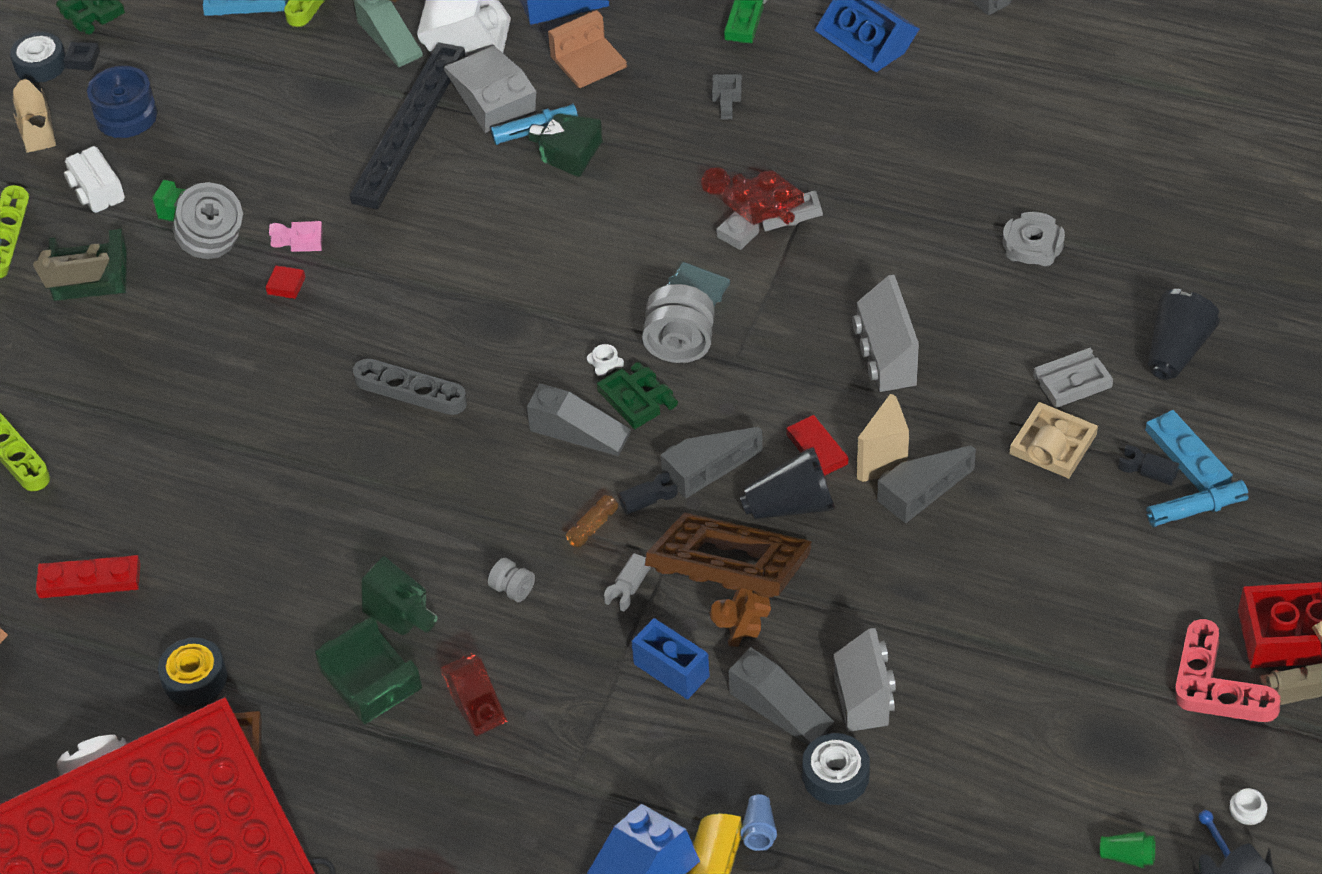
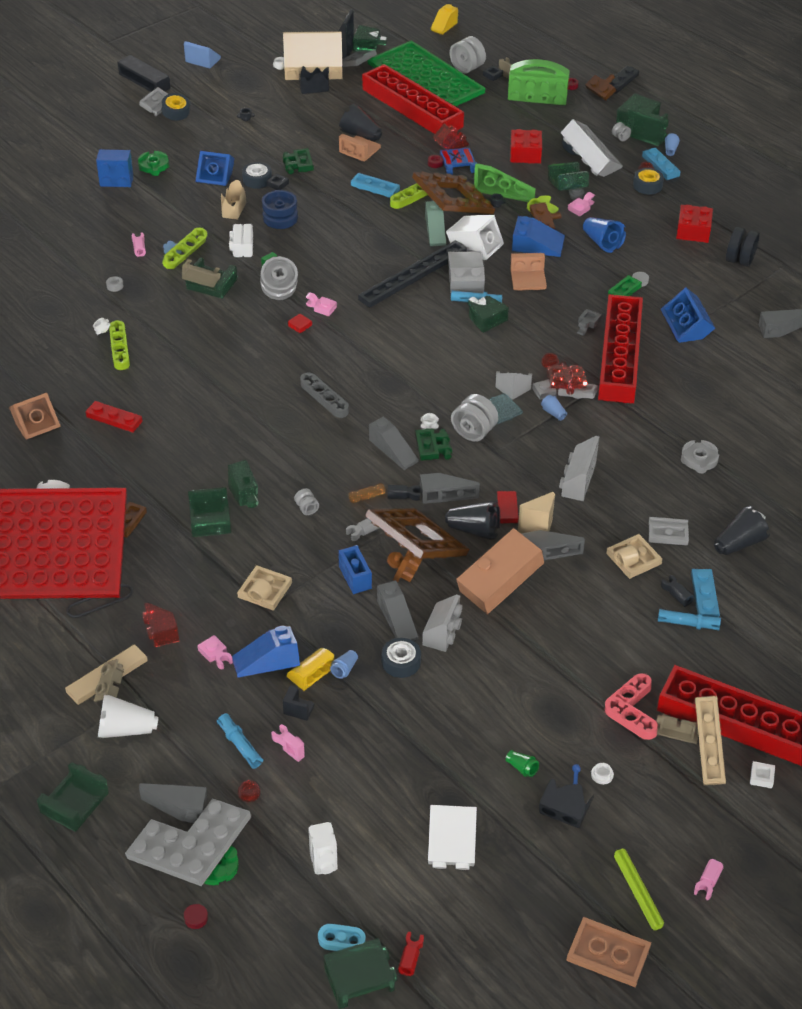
camera: 25 degrees right, 5 degrees down
(192, 671) = (129, 475): wheel -> none
(473, 694) = (250, 544): clear red slope -> none
(546, 756) = (264, 587): none -> tan plate
(688, 244) = (513, 383): none -> light grey slope
(774, 254) = (552, 406): none -> medium blue cone
(810, 118) = (620, 349): none -> red brick
(891, 556) = (500, 571): none -> nougat brick

